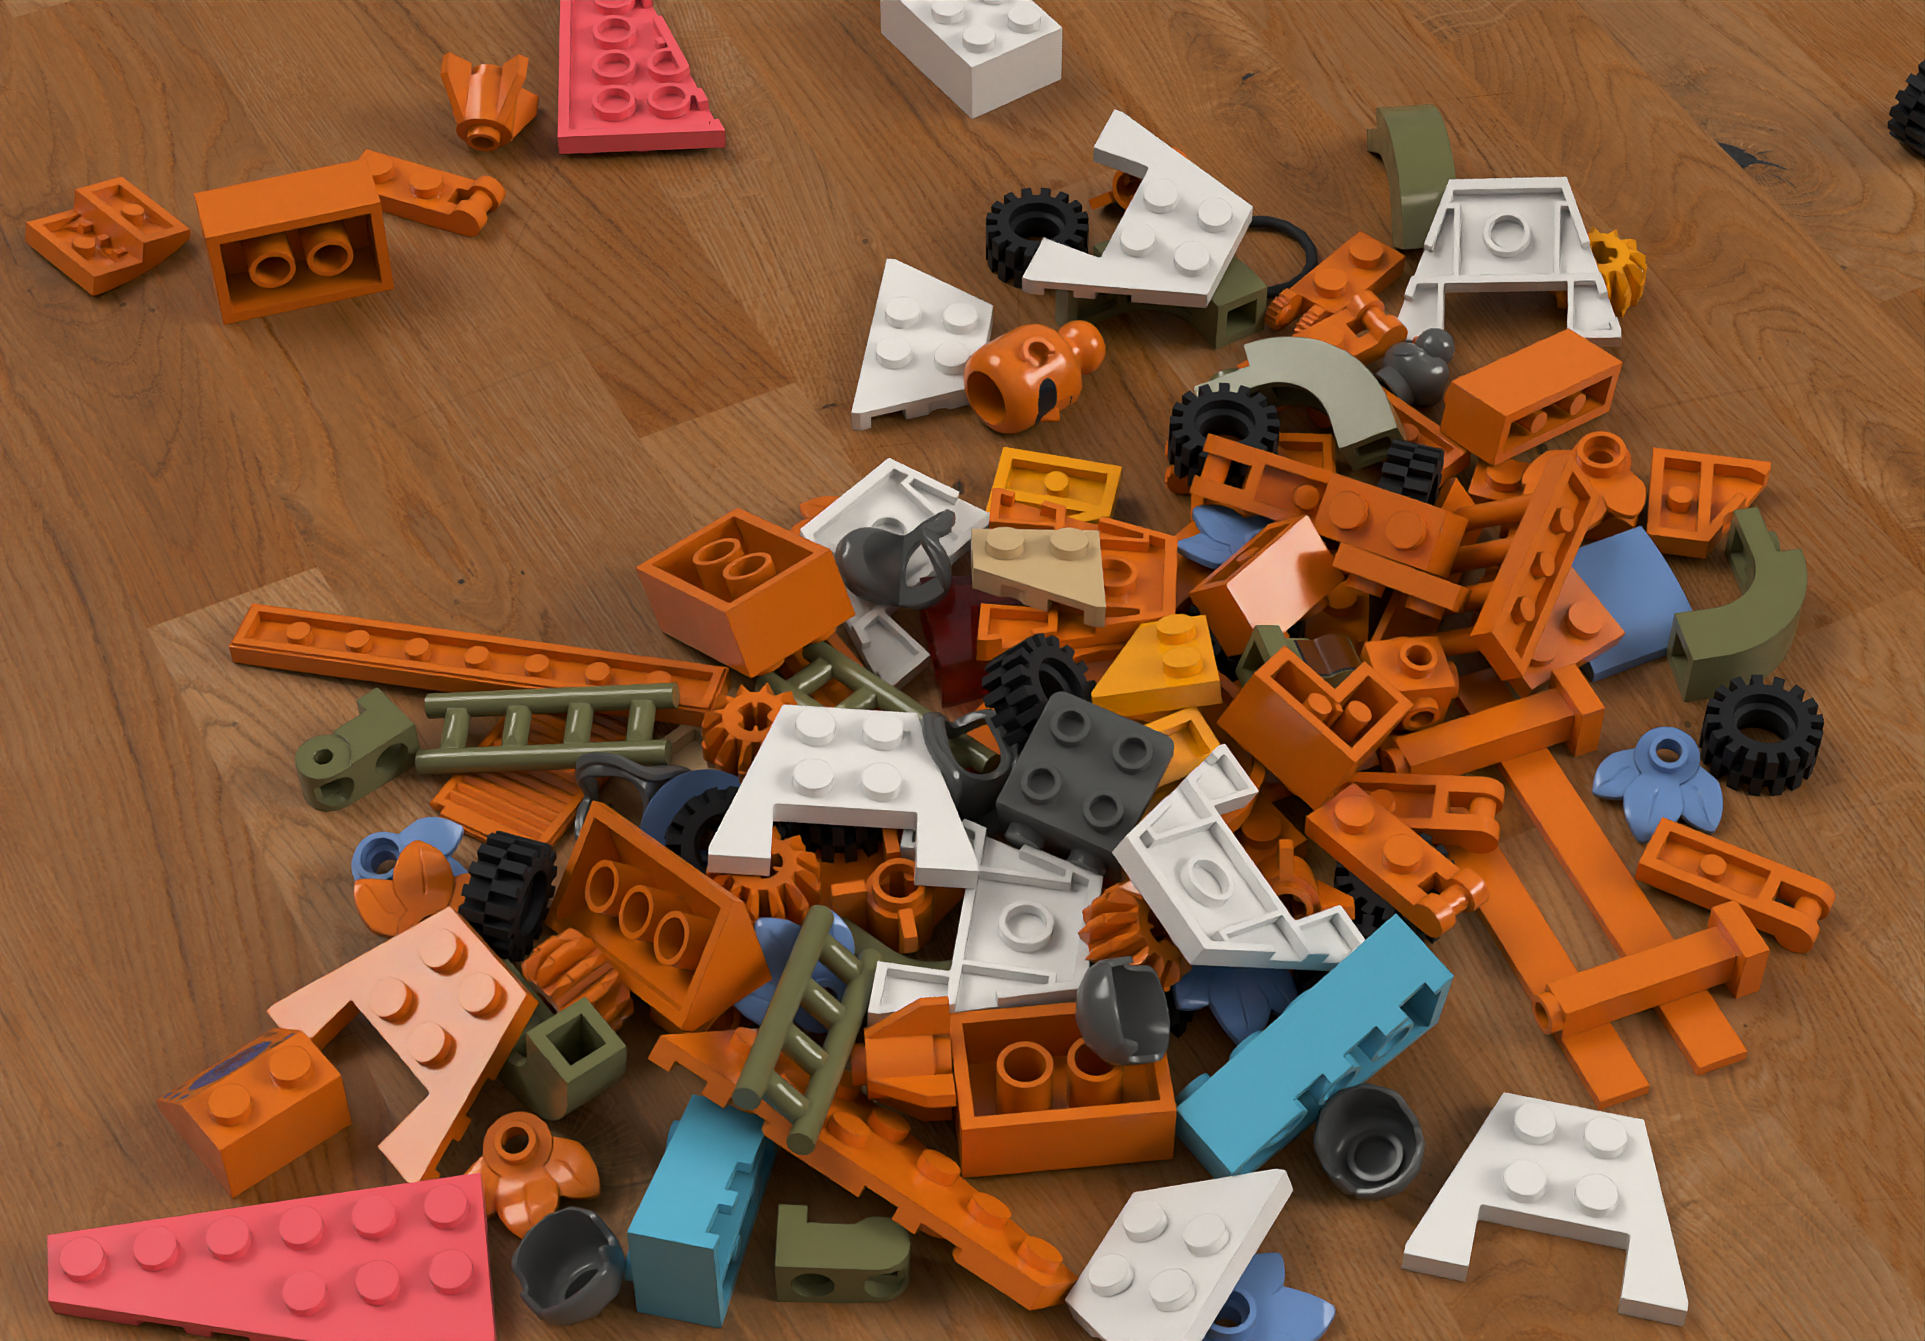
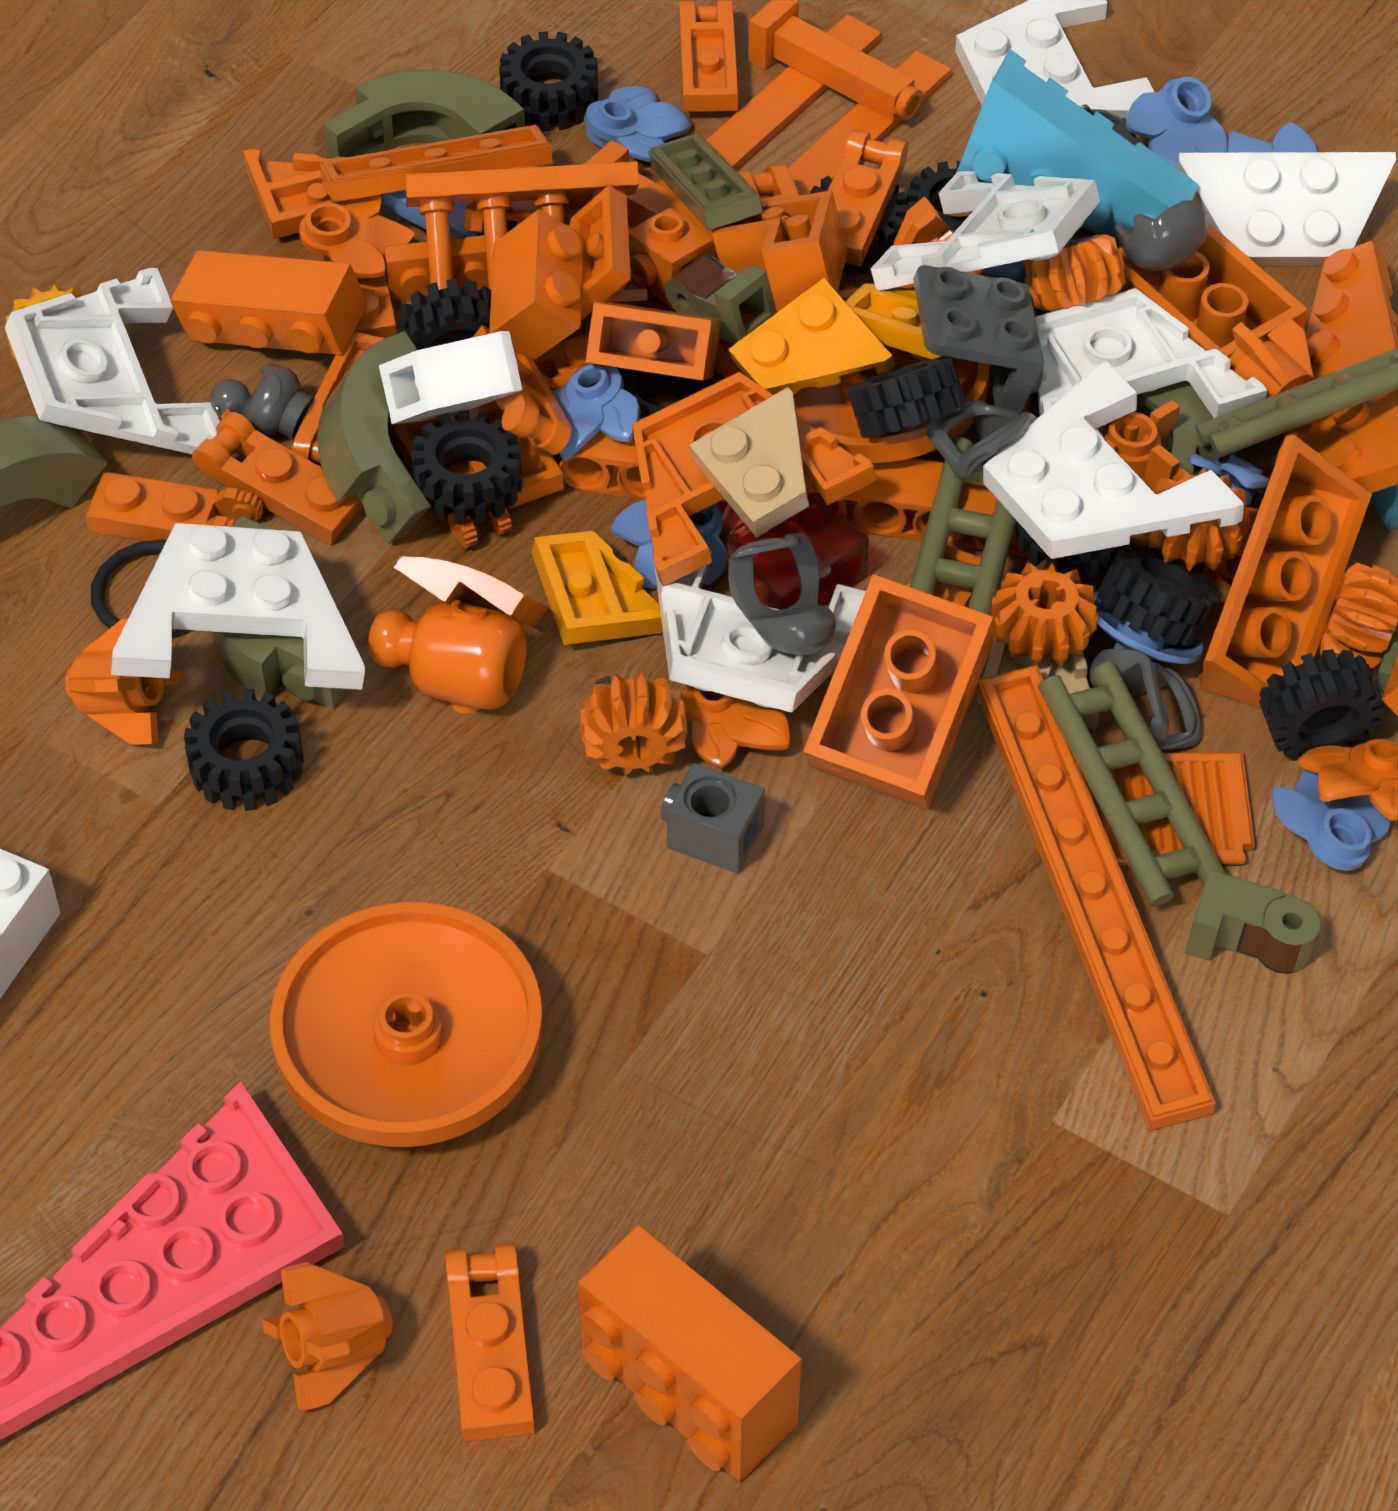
camera: 120 degrees left, 5 degrees up
(693, 217) = (406, 1024): none -> orange dish
(744, 466) = (717, 839): none -> dark grey brick
(864, 435) = (633, 723): none -> orange gear
(918, 346) = (447, 782): white wing -> none
(1078, 387) = (470, 586): none -> slope
(1300, 414) = (450, 378): none -> white slope
(1360, 1242) = (1177, 120): none -> medium blue plate
(1482, 733) = (704, 181): none -> olive tile
(1647, 567) = (386, 170): none -> orange tile

